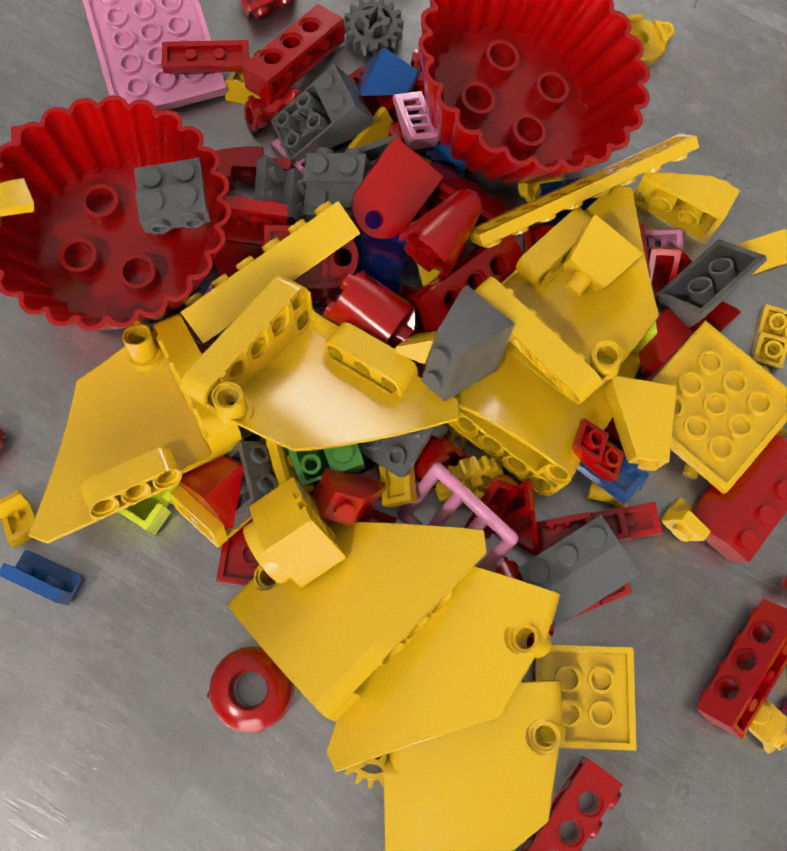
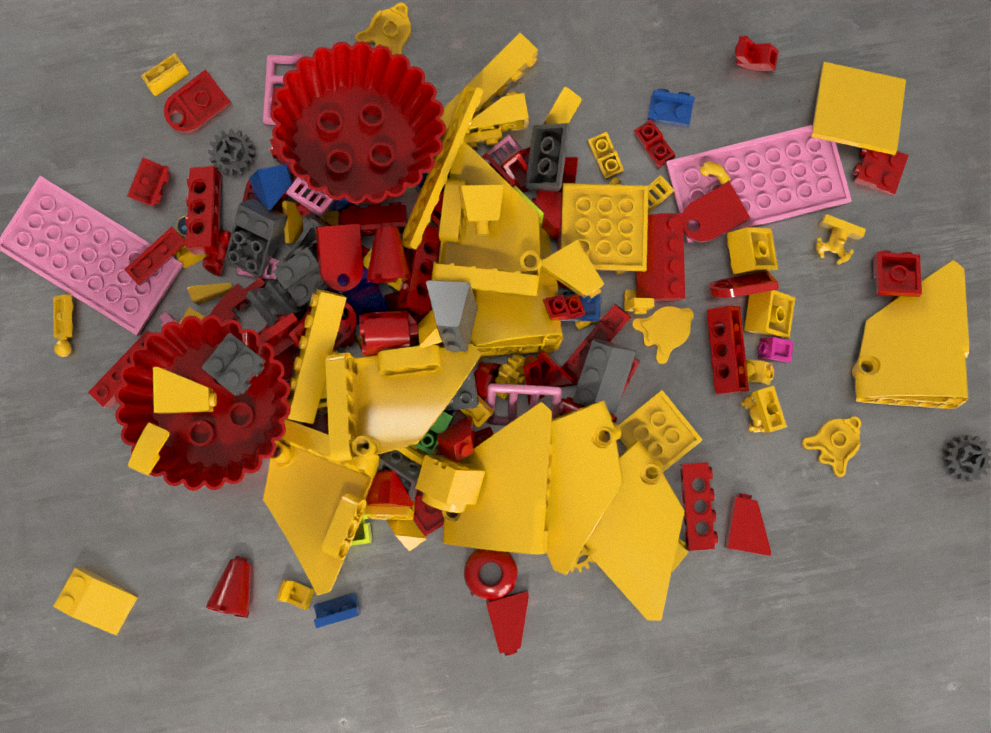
camera: 35 degrees left, 10 degrees up
(55, 53) = (62, 324): none -> yellow plate
(83, 176) = (180, 394): none -> yellow slope
(199, 558) = (407, 532): none -> yellow slope
(220, 766) = (508, 620): none -> red slope
(222, 134) = (204, 293): none -> yellow slope
(653, 214) = (488, 137): none -> yellow plate
(692, 582) = (665, 329): none -> yellow tile
(733, 161) = (497, 75): none -> yellow brick
(751, 782) = (764, 411): none -> yellow piece

